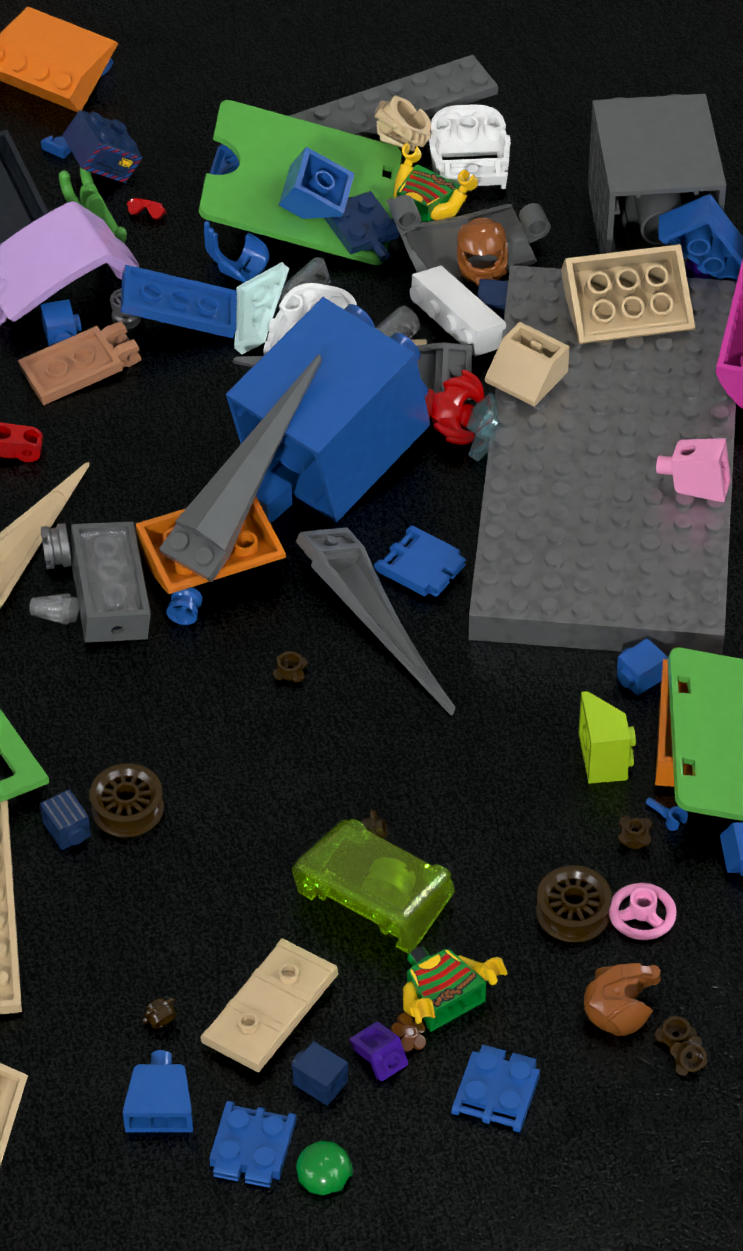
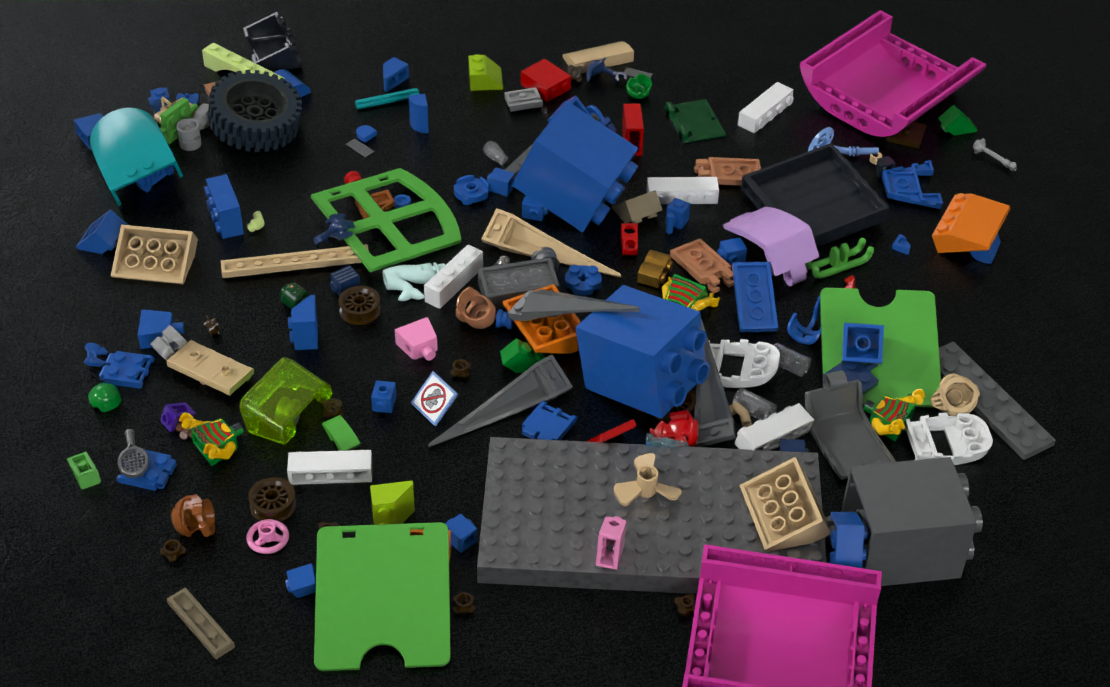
camera: 85 degrees right, 5 degrees down
(56, 720) = (395, 278): none -> light aqua piece
(75, 667) = (453, 276): none -> white brick
(86, 417) = (655, 269): none -> pearl gold brick
(88, 496) = (588, 273): none -> blue plate
(97, 892) = (292, 295): none -> dark green head
(102, 146) = (889, 252): dark blue brick -> none
(161, 385) = (688, 293): none -> torso
(170, 633) = (480, 312): none -> nougat piece
(184, 859) = (304, 325): none -> blue slope
(202, 1198) = (92, 351): none -> blue piece
(212, 1065) = (168, 342): none -> light grey wheel
(224, 716) = (417, 339): none -> bright pink torso
(256, 307) = (756, 336): light aqua wing -> none
(279, 585) = (519, 356): none -> green slope
(319, 1072) = (163, 390): dark blue brick -> none
(354, 762) = (383, 396): none -> blue brick
(368, 691) = (434, 398): none -> piece
(428, 818) = (341, 434): none -> bright green slope
(458, 482) = (614, 432): none -> red tile
(468, 1102) = (132, 448): none -> flat silver piece
(482, 238) = (836, 433): dark orange helmet -> none
(493, 1183) = (84, 470): none -> bright green slope
(506, 829) = (329, 467): none -> white brick
(528, 364) = (704, 451): tan slope -> none
(579, 431) = (646, 483): none -> tan piece
(697, 1059) = (153, 554): dark brown plate -> none

